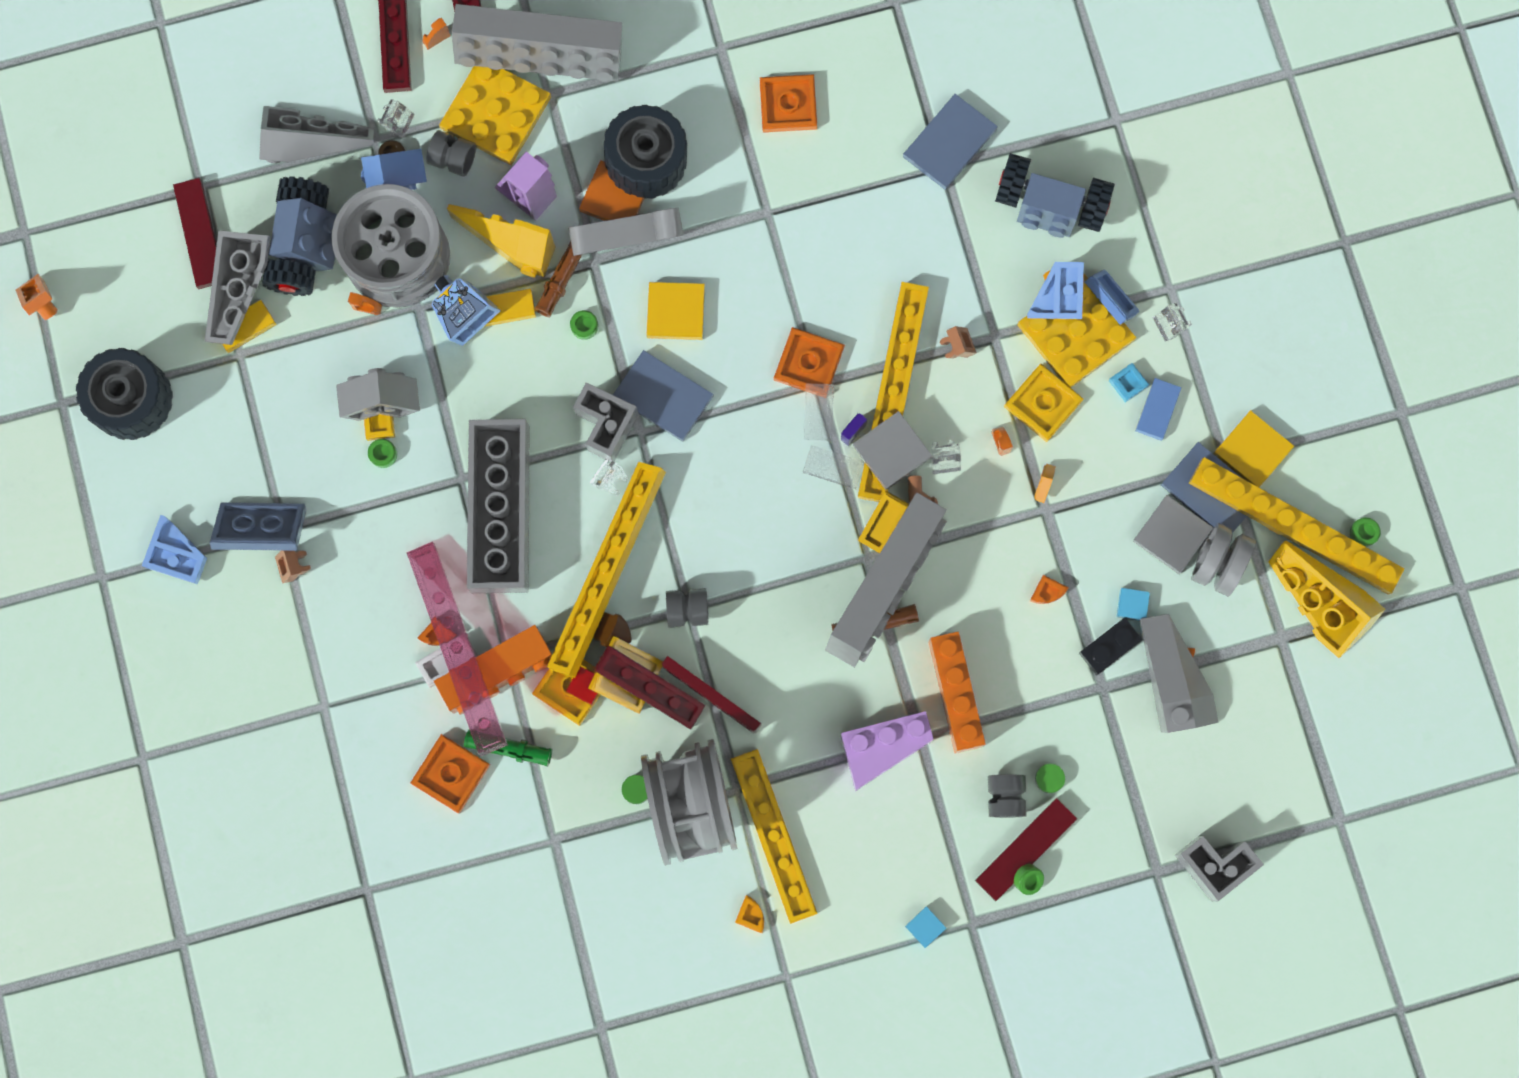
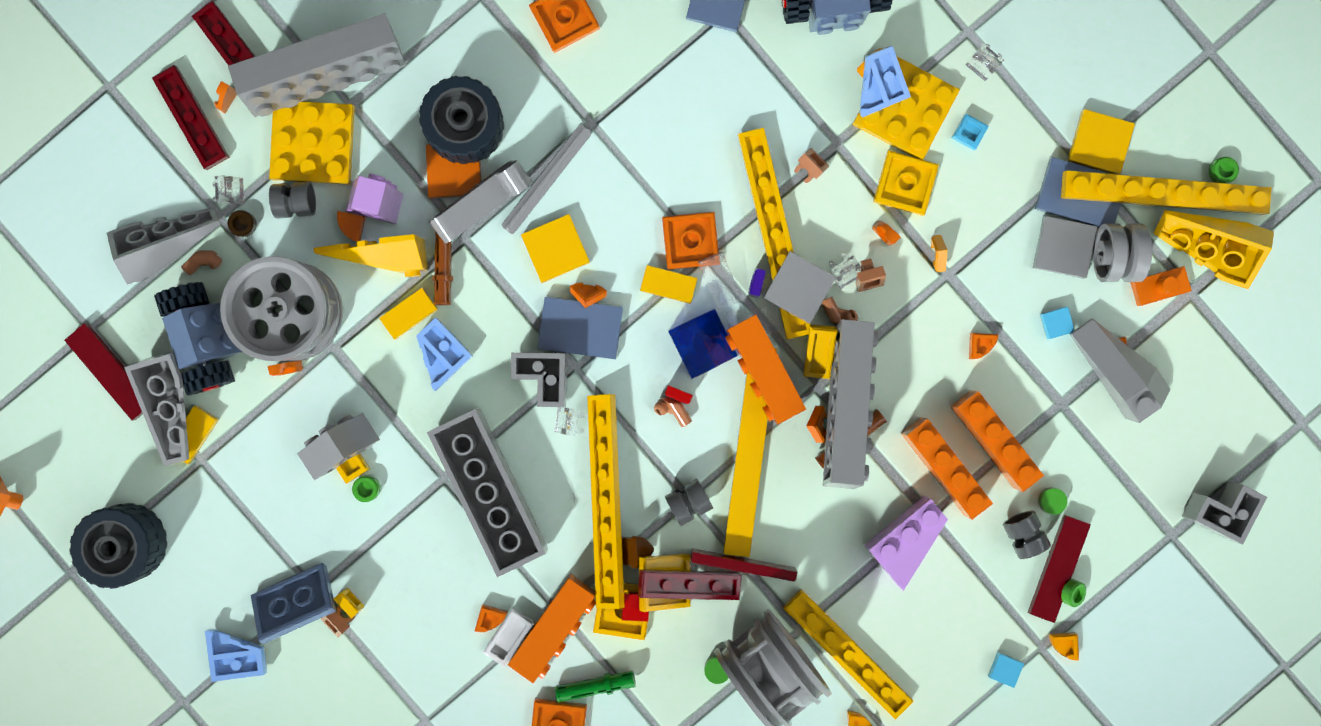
camera: 30 degrees left, 10 degrees up
(311, 552) = (349, 602): none -> yellow tile
(337, 168) = (203, 258): none -> nougat arm
(395, 168) = (250, 240): medium blue brick -> none
(457, 649) = (513, 630): clear pink tile -> none
(462, 309) = (371, 334): torso -> none
(493, 201) = (351, 225): none -> orange tile
(519, 357) = (441, 352): none -> light blue wing
(584, 325) = (483, 297): bright green tile -> none
(685, 367) = (587, 294): none -> orange tile
(698, 242) = (546, 179): none -> light grey axle
(716, 512) = (674, 407): none -> nougat arm
(726, 500) = (678, 394): none -> red tile
(768, 393) = (668, 284): none -> yellow tile
(770, 589) = (746, 474): none -> yellow tile
(773, 463) = (702, 343): none -> clear blue slope
(822, 513) = (765, 369): none -> orange brick
(847, 591) = (816, 424): none -> orange tile
(966, 473) = (869, 276): none -> nougat tile
(998, 931) = (1066, 644): none -> light orange tile
(1019, 688) = (997, 441): none -> orange brick
(1110, 646) = (1054, 367): black plate -> none
(1112, 296) = (924, 62): medium blue tile -> none
(1158, 409) = (1005, 144): medium blue tile -> none
(1252, 616) = (1161, 286): none -> orange tile

